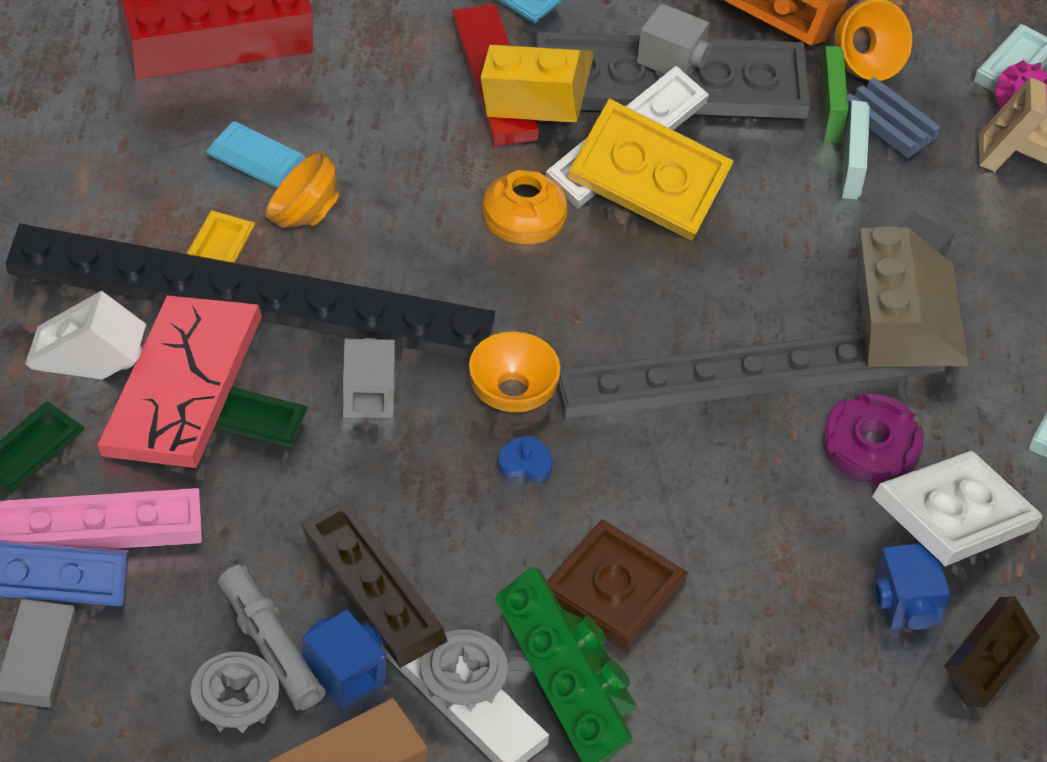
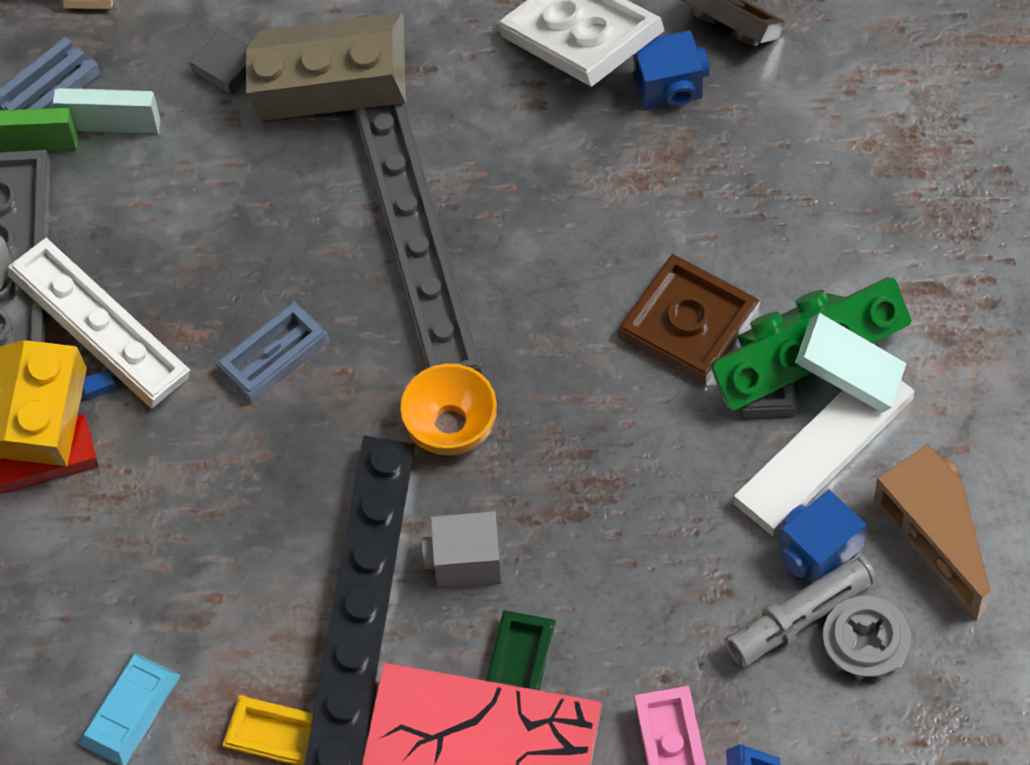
camera: 85 degrees left, 10 degrees up
(305, 193) = (196, 654): light orange piece -> none
(374, 583) = (736, 514): dark brown plate -> none
(482, 657) = (837, 410): light grey gear -> none
(524, 218) = (201, 444): light orange piece -> none
(525, 458) = (542, 403): blue piece -> none
(528, 689) = (850, 363): none -> light aqua tile
(570, 141) = (98, 384): none -> blue piece
(590, 265) = (278, 358): none -> sand blue tile
(650, 169) = (151, 296): yellow tile -> none
(866, 459) = (490, 128): magenta tile -> none

